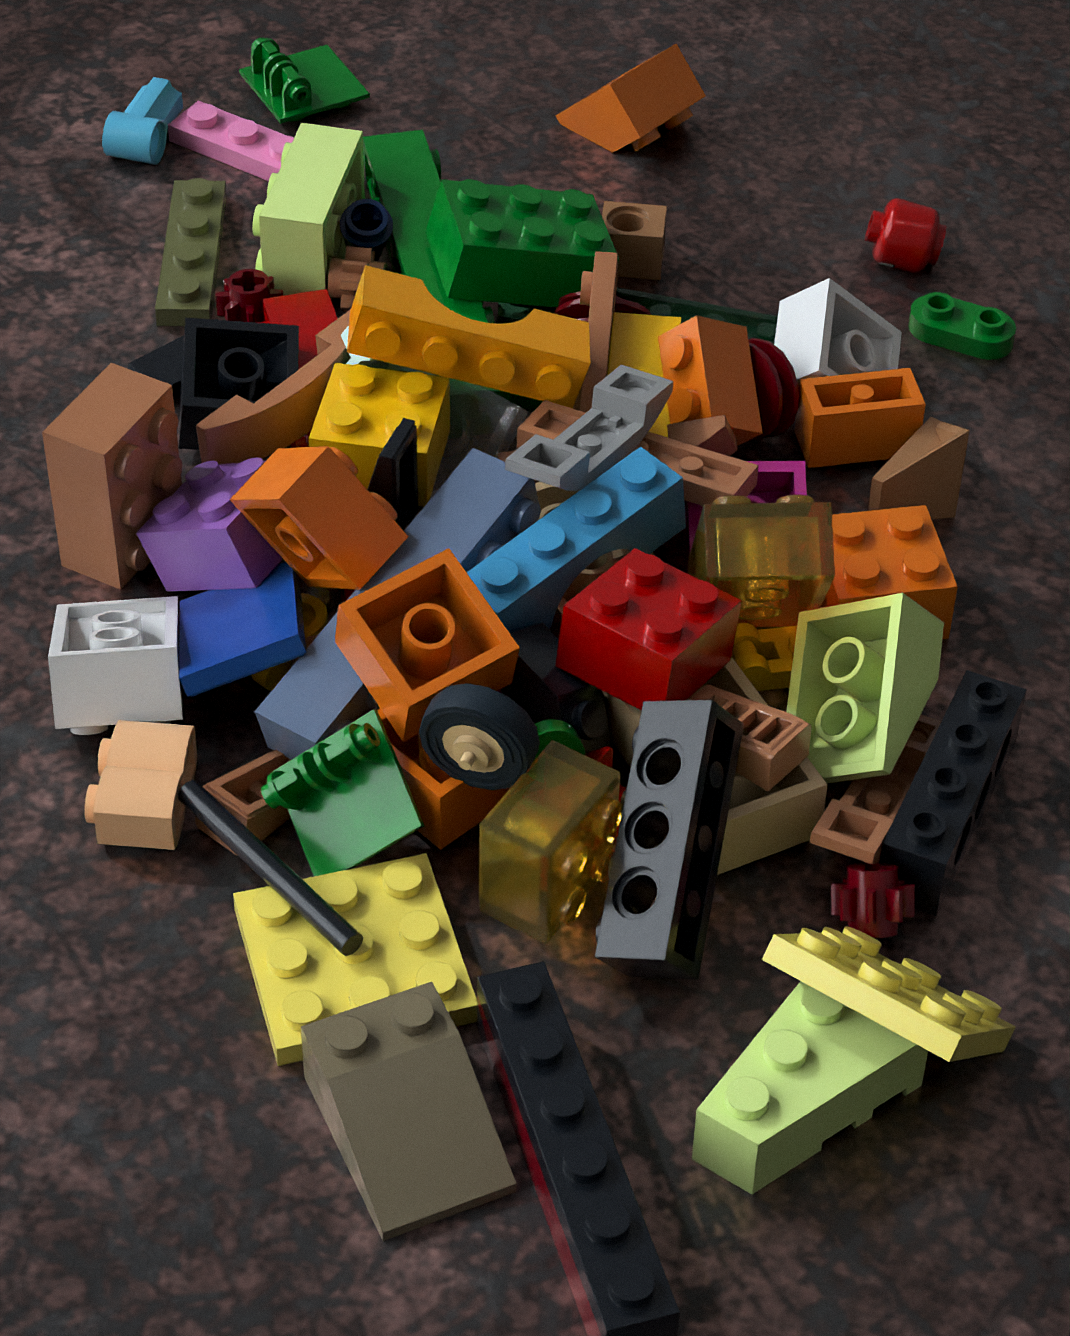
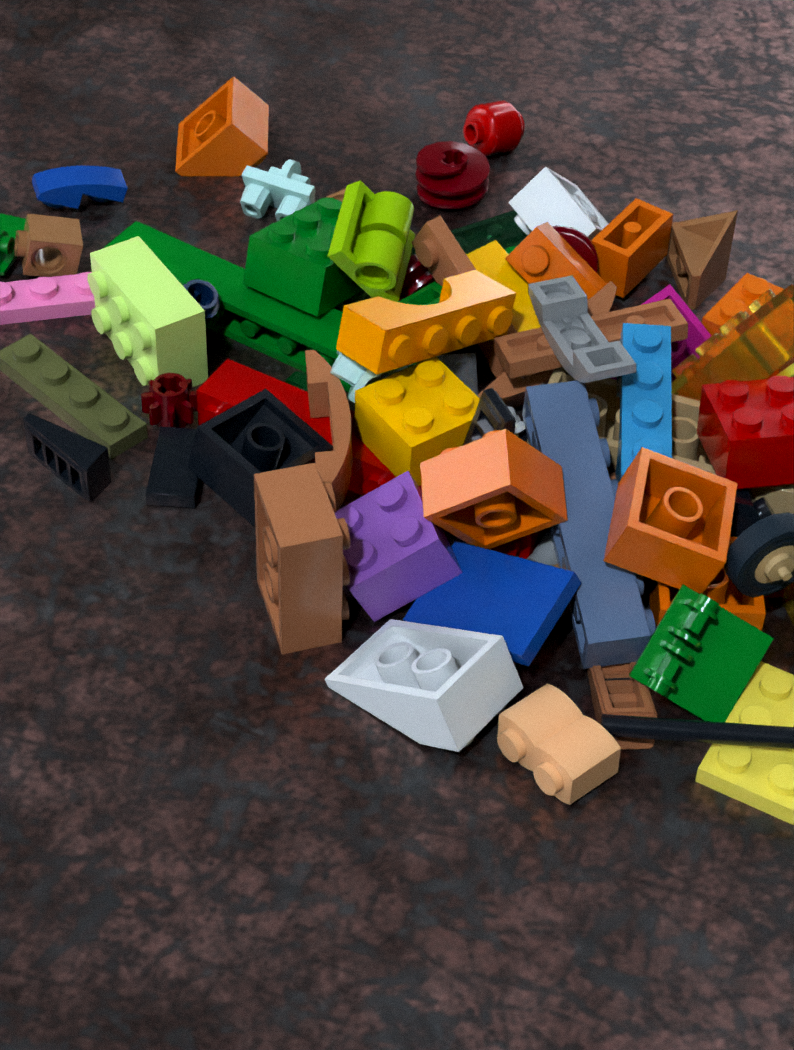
camera: 45 degrees left, 0 degrees up
(106, 300) = (69, 456): none -> black slope
(335, 104) = (49, 245): none -> medium nougat brick
(346, 274) = (225, 341): nougat gear -> none
(427, 71) = (67, 184): none -> blue slope
(540, 246) = (374, 239): none -> lime plate
(606, 179) = (277, 188): none -> light aqua hips
(796, 252) = (451, 175): none -> dark red piece
(962, 326) = (588, 164): green plate -> none

